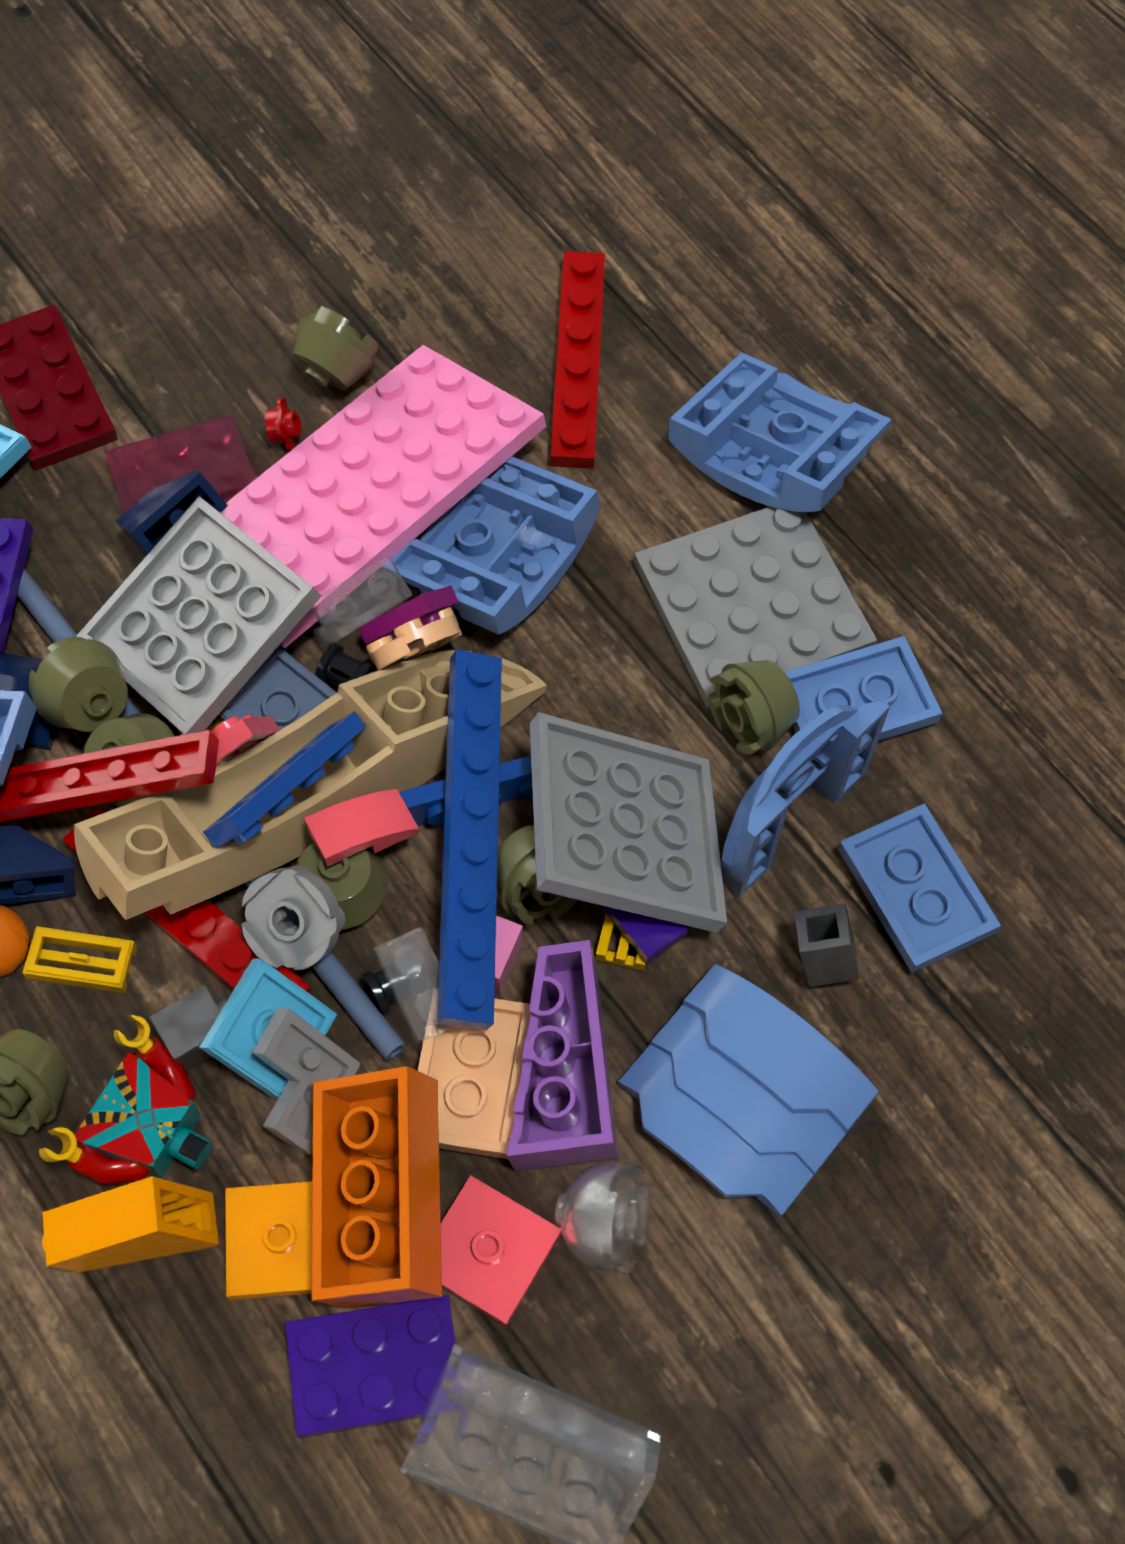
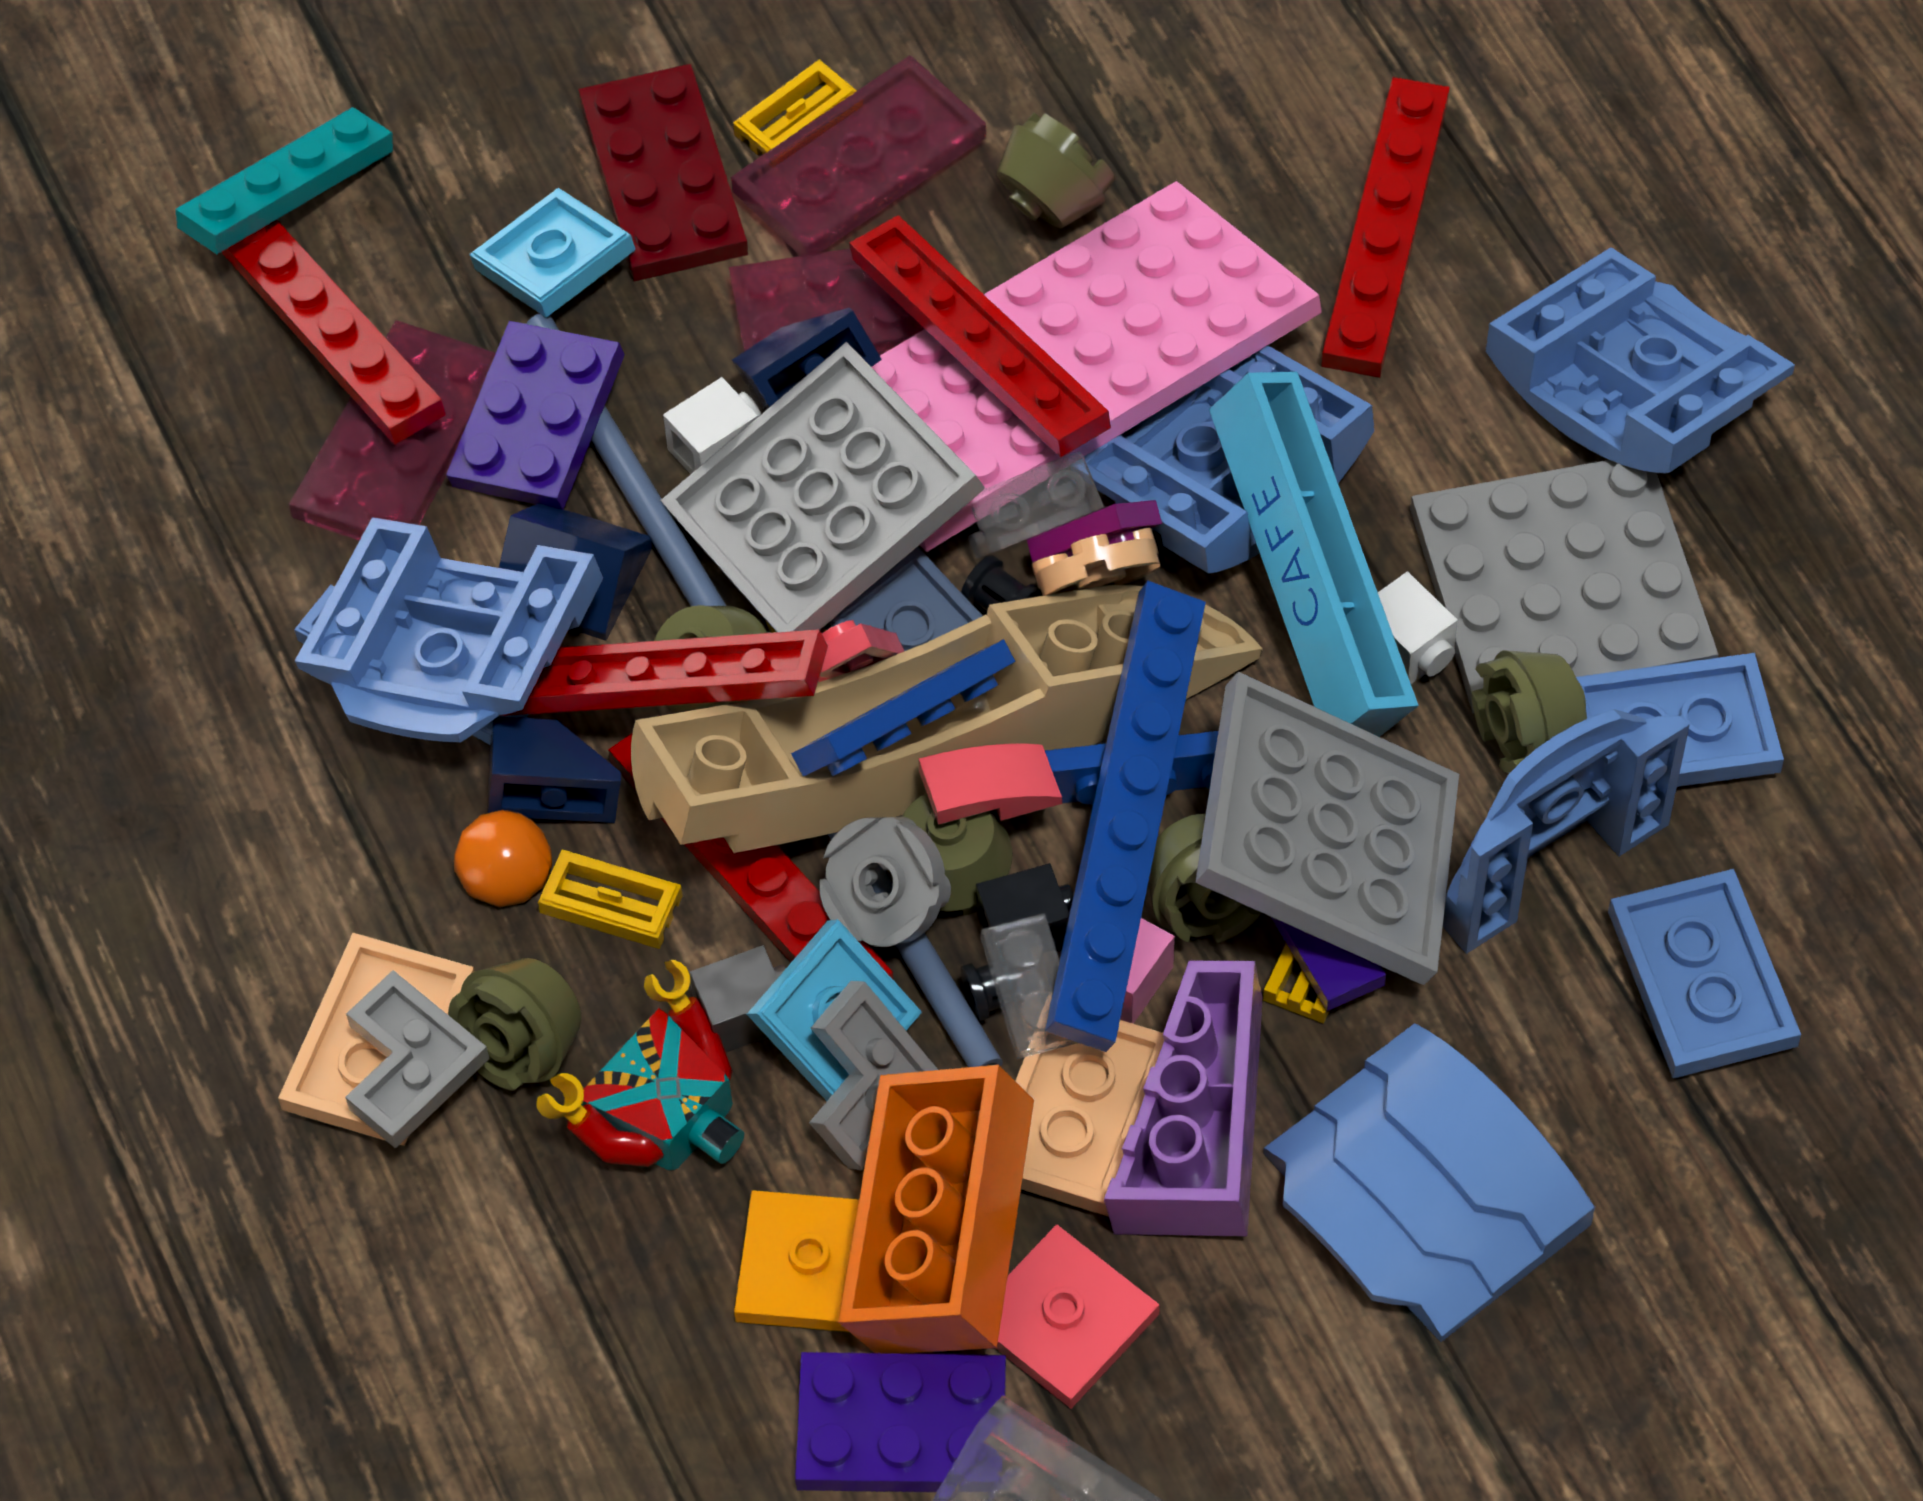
camera: 15 degrees right, 5 degrees down
(79, 685) = (659, 558): olive cone -> none
(103, 571) = (707, 423): none -> white brick
(129, 1225) = (631, 1209): light orange slope -> none
(144, 334) = (798, 110): none -> yellow tile
(188, 357) = (858, 157): none -> clear pink plate
(283, 424) = (972, 258): red plate -> none
(300, 479) = (980, 336): none -> red plate
(403, 913) = (1024, 896): none -> black brick
(574, 609) = (1312, 552): none -> medium azure brick
(605, 1215) = (1217, 1293): clear cylinder -> none
(651, 655) = (1420, 627): none -> white brick
(827, 945) = (1563, 1021): flat silver brick -> none

